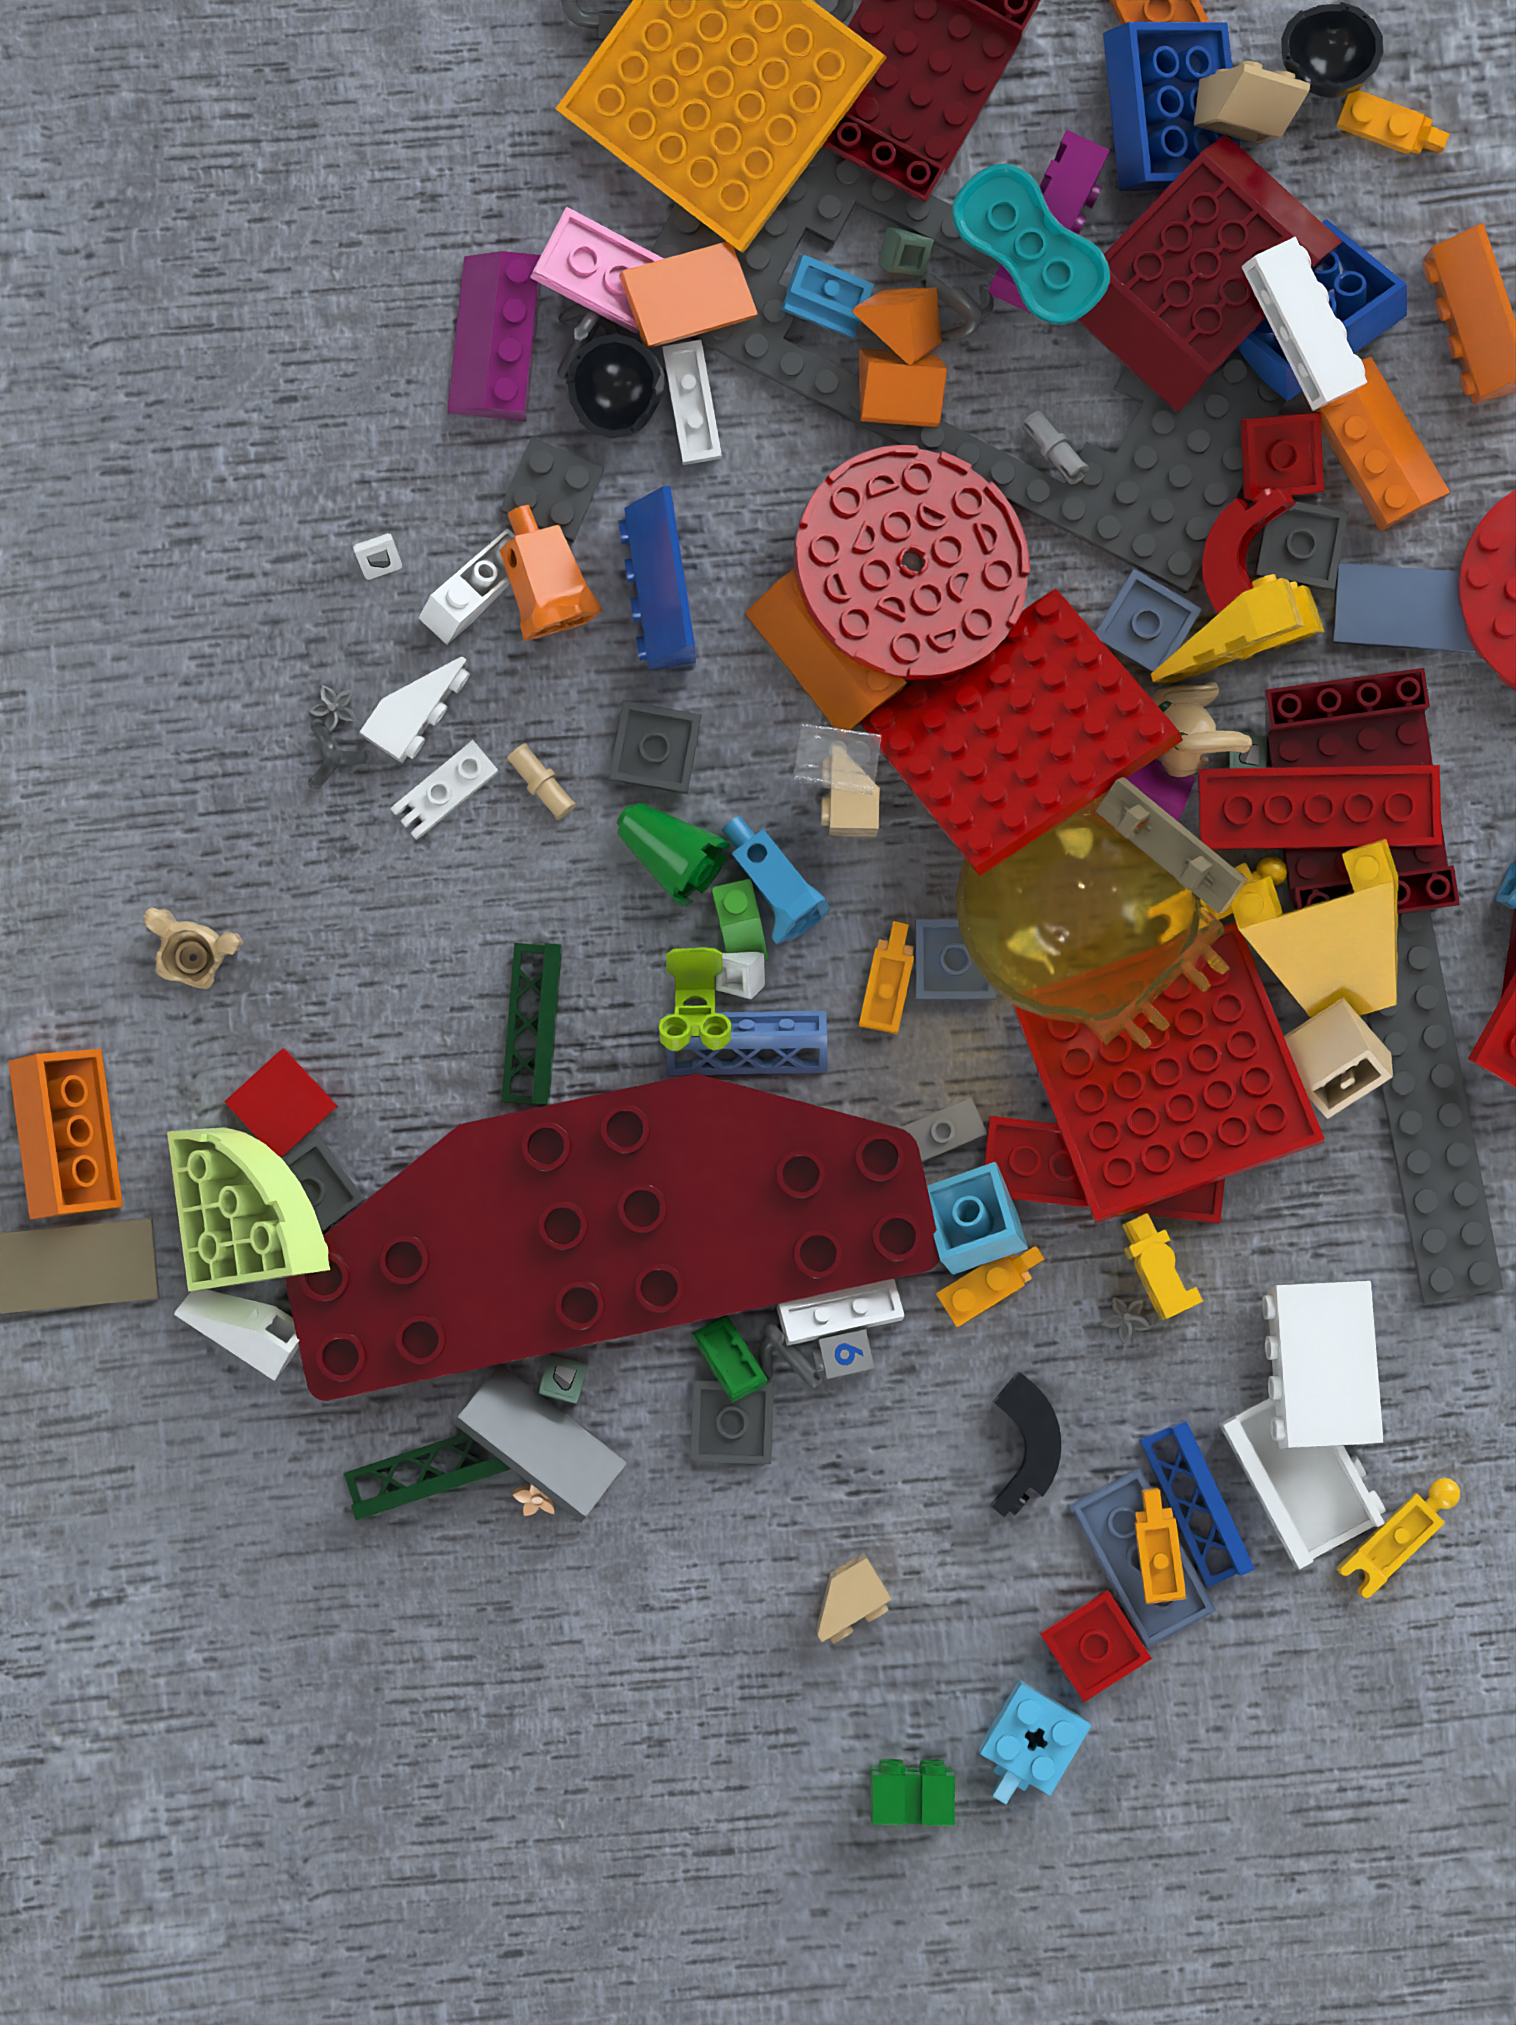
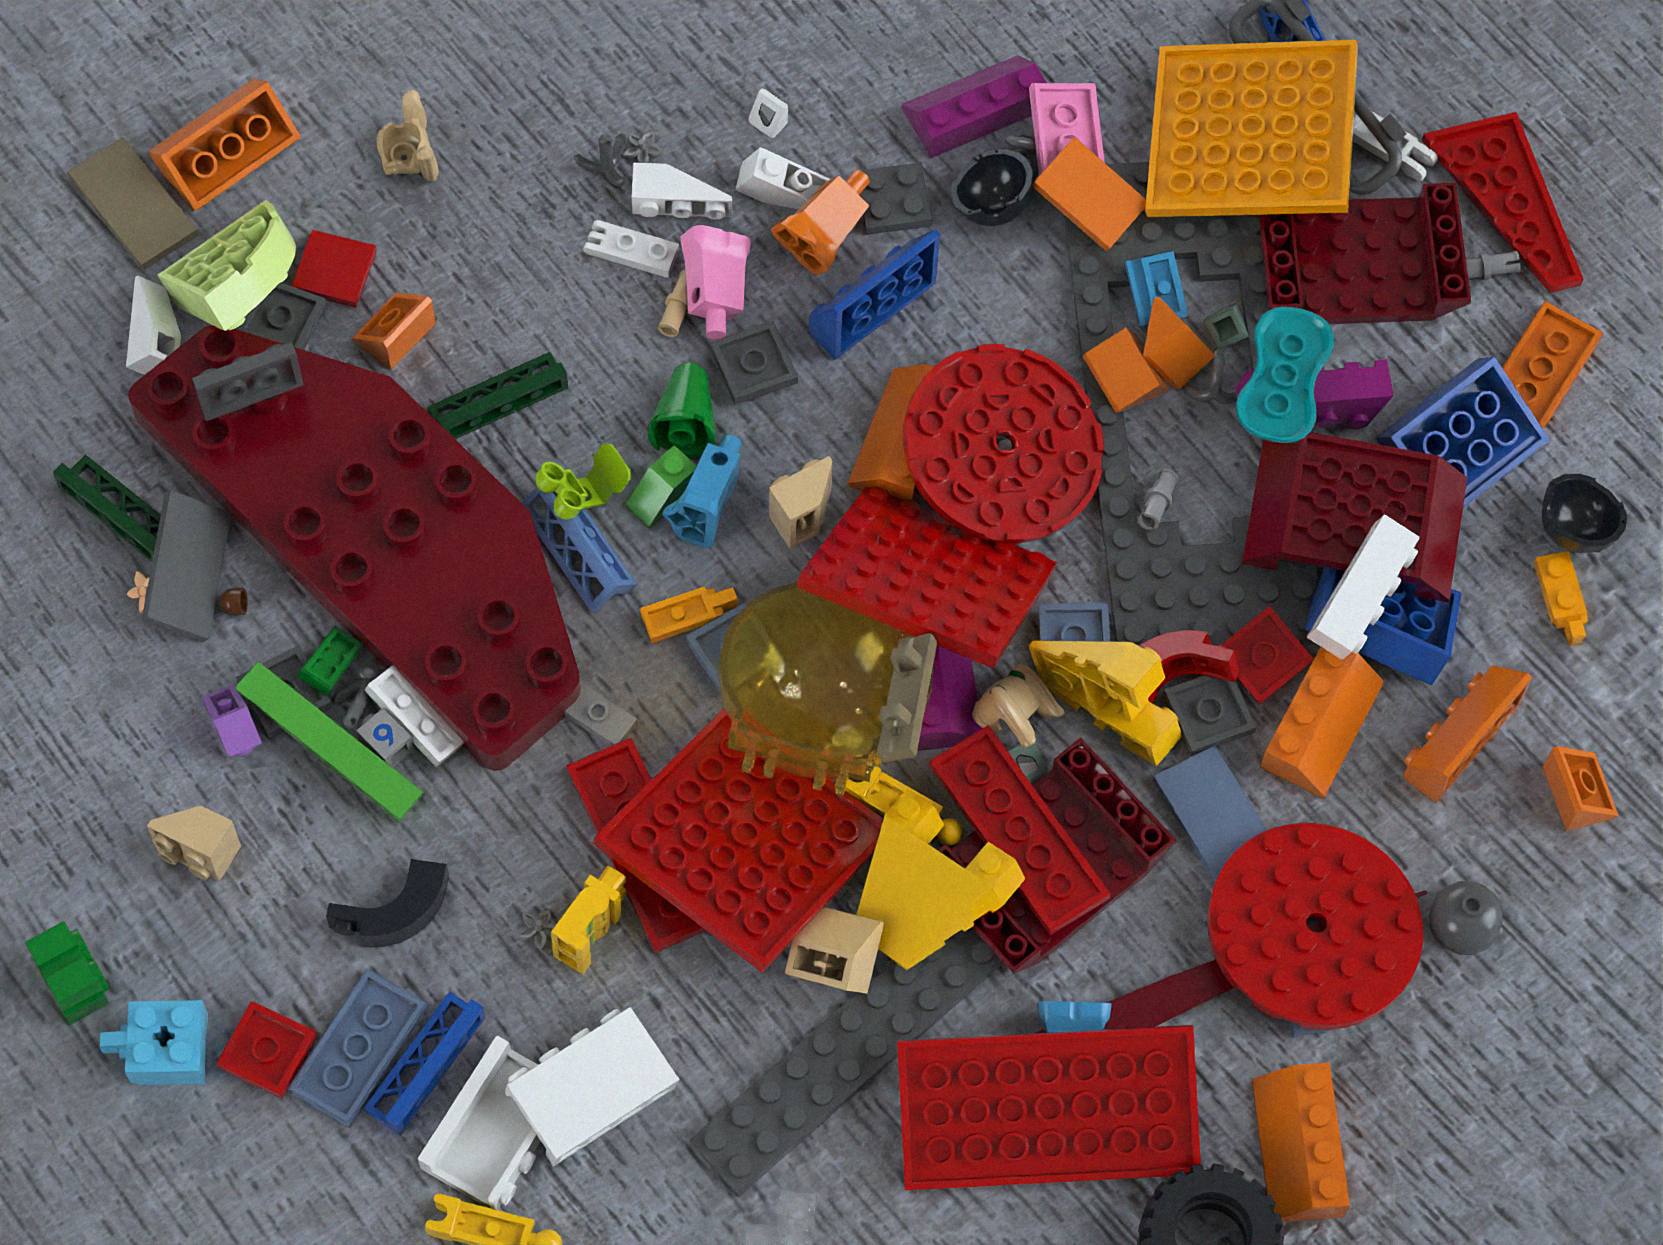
camera: 60 degrees right, 20 degrees down
(388, 1083) = (396, 327): none -> orange slope
(401, 1278) = (248, 381): none -> dark grey plate
(542, 729) = (715, 275): none -> bright pink piece
(563, 1379) = (245, 561): sand green slope -> none
(602, 1415) = (234, 601): none -> reddish brown hinge
(692, 402) = (1018, 249): white plate -> none
(731, 1490) = (232, 721): none -> medium lavender slope
(741, 974) = (626, 511): white slope -> none
(820, 1410) = (329, 742): none -> bright green slope
(837, 759) = (821, 458): clear plate -> none
(975, 1219) = (543, 768): medium azure slope -> none
(987, 1285) = (502, 814): light orange hinge -> none
(1158, 1550) = (369, 1047): light orange hinge -> none
(1249, 102) = (1501, 477): tan slope -> none

